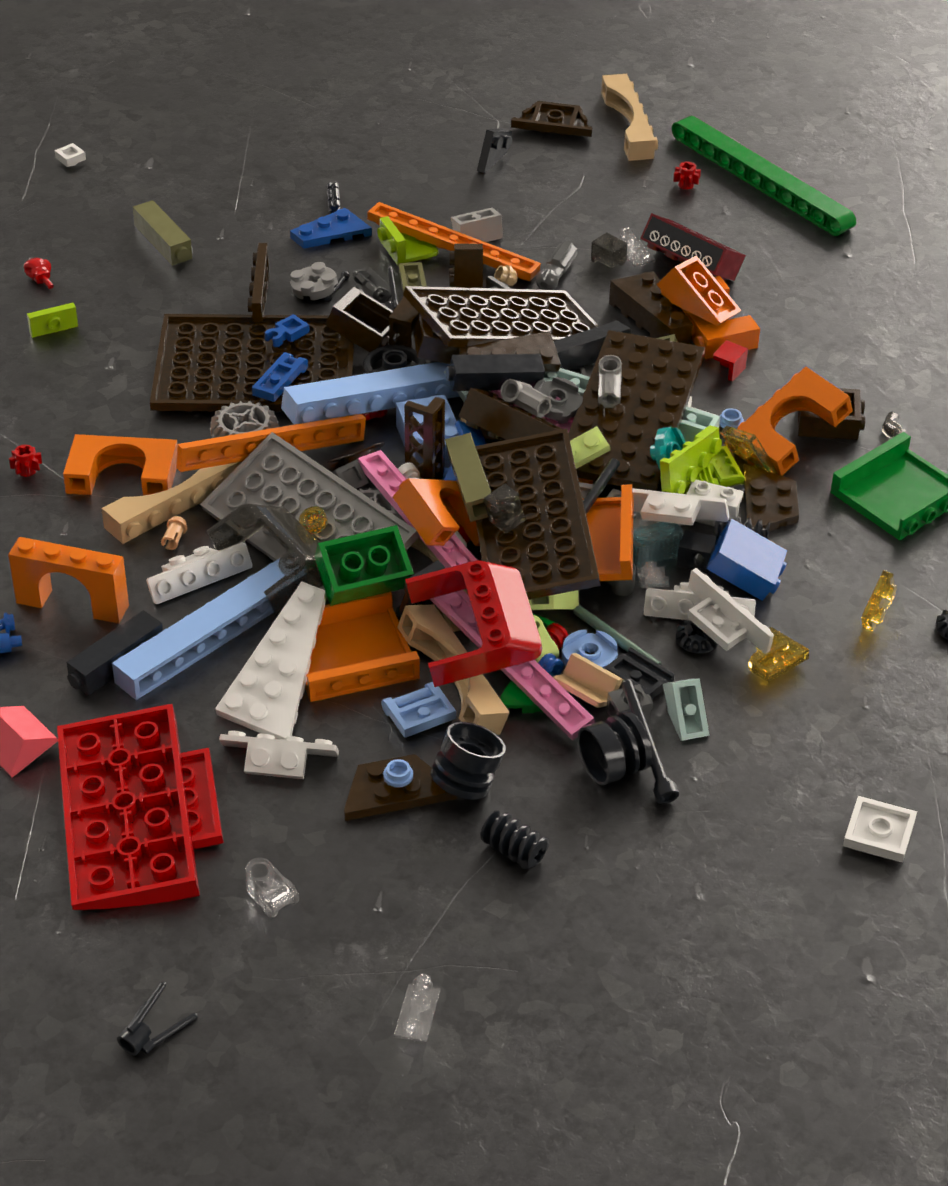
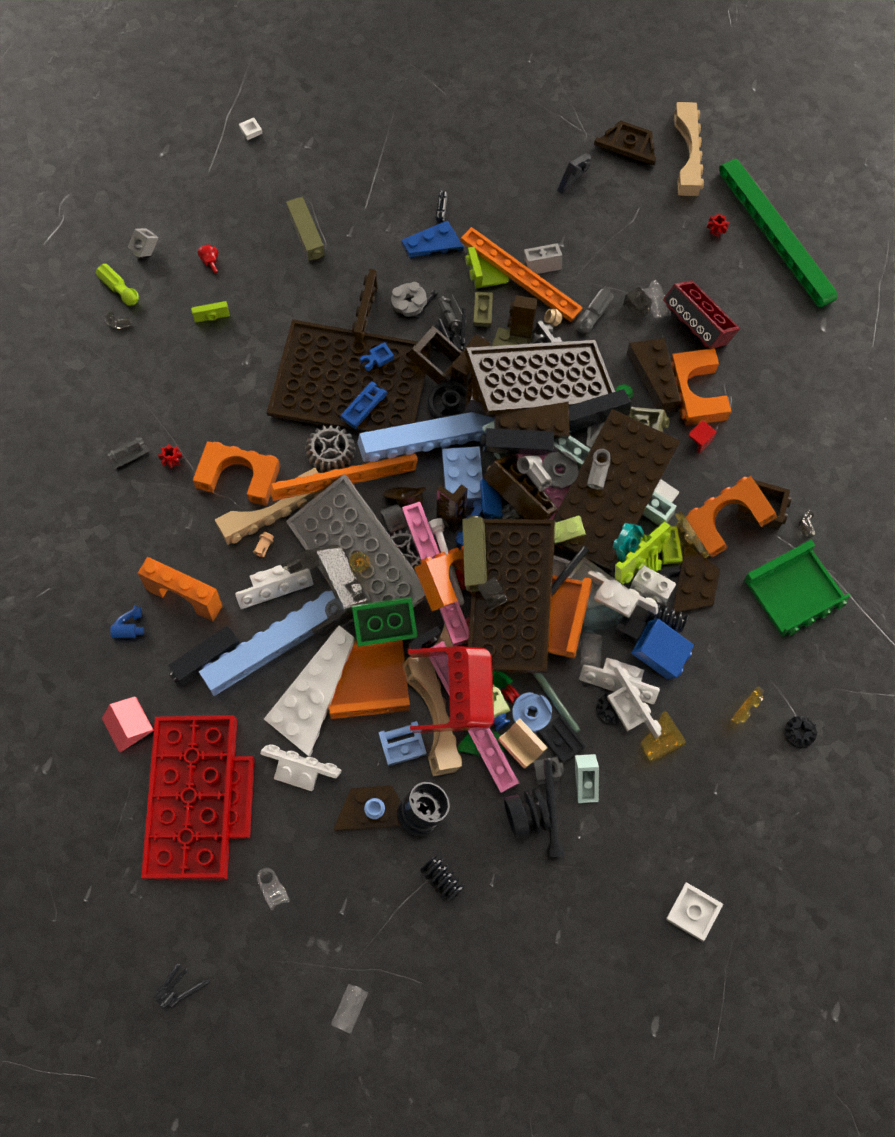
camera: 10 degrees right, 25 degrees up
(698, 292) = (691, 374): orange slope -> none
(731, 418) = (687, 497): light blue plate -> none

